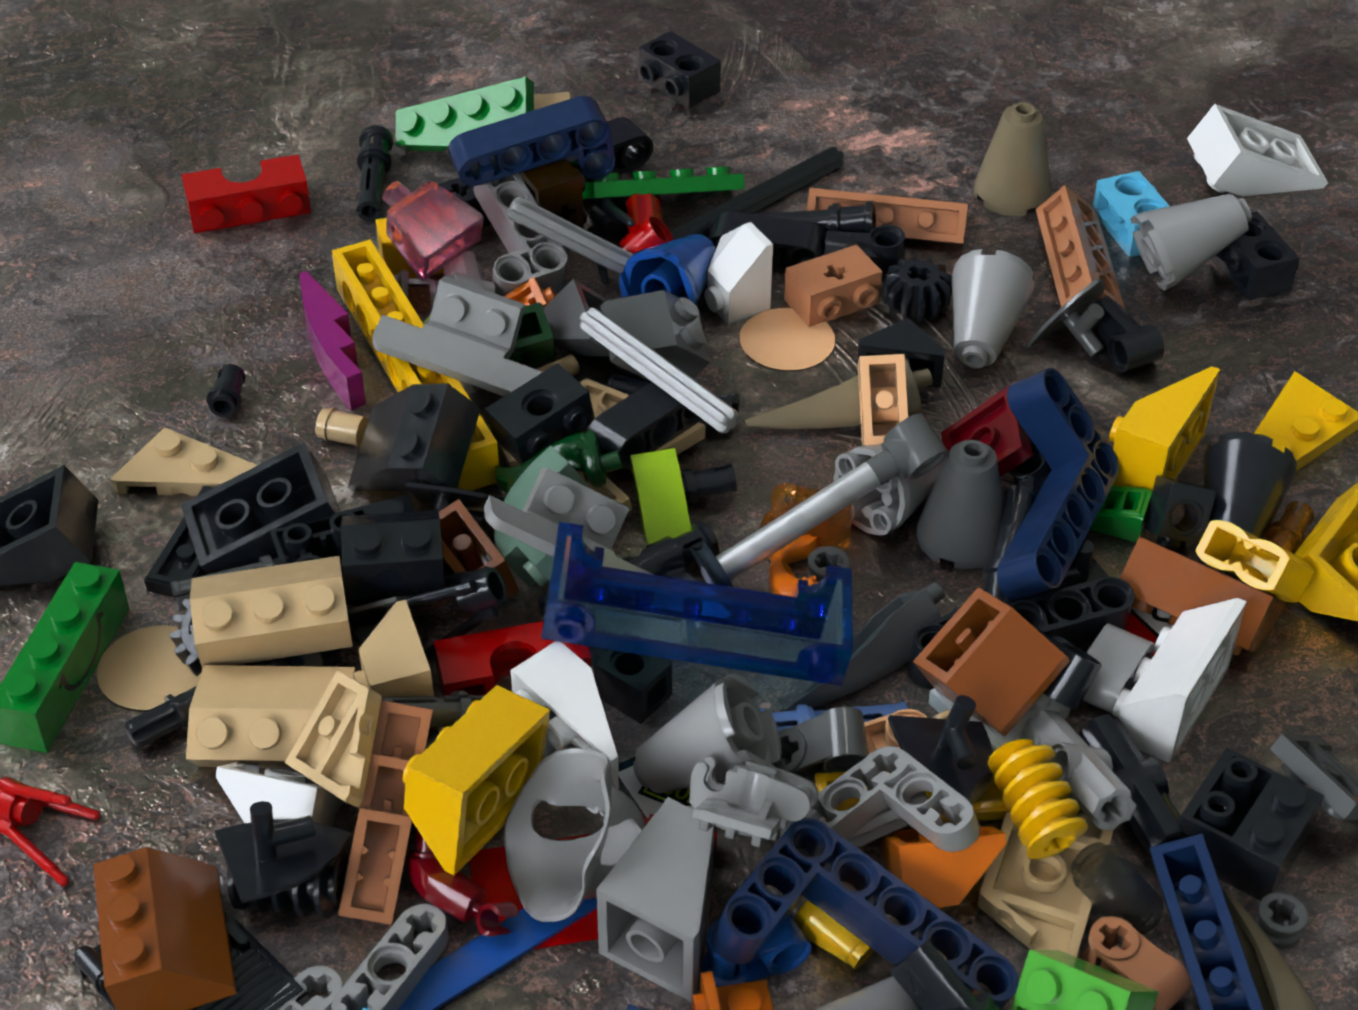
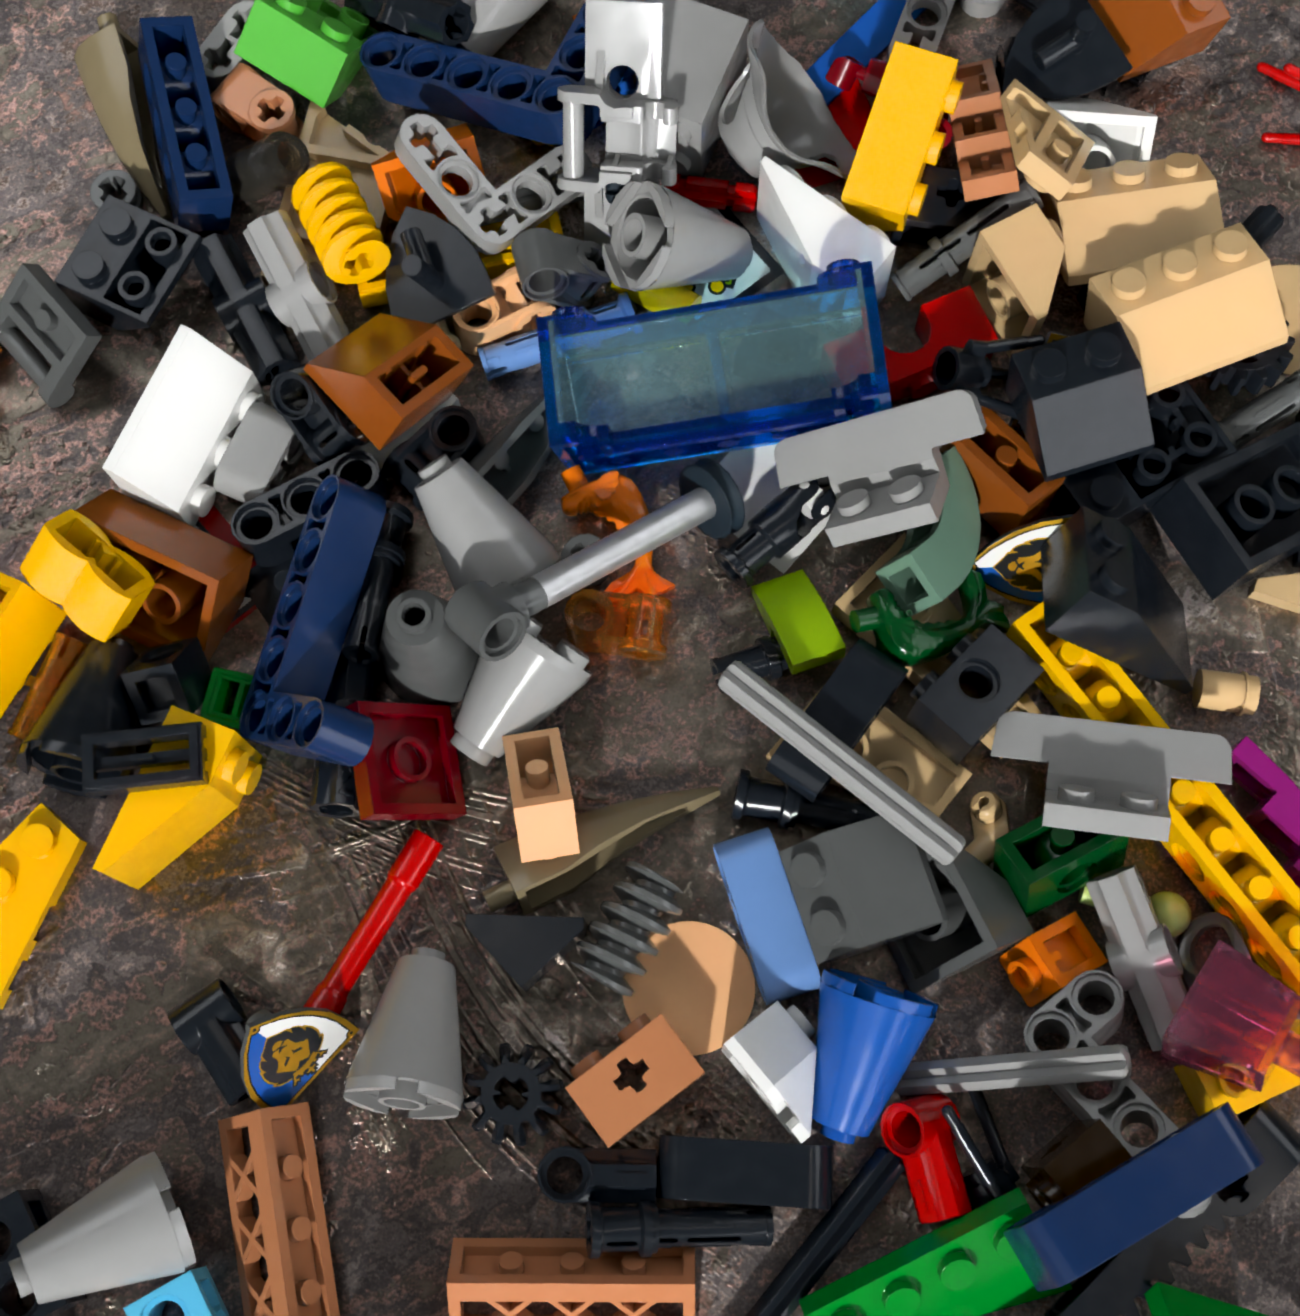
camera: 175 degrees right, 30 degrees up
(729, 351) = (767, 916): none -> medium blue beam
(826, 347) = (628, 928): none -> dark grey piece
(908, 543) = (478, 528): none -> light grey cone
(1044, 355) = (401, 881): none -> red piece
(1186, 412) = (195, 755): none -> black tile

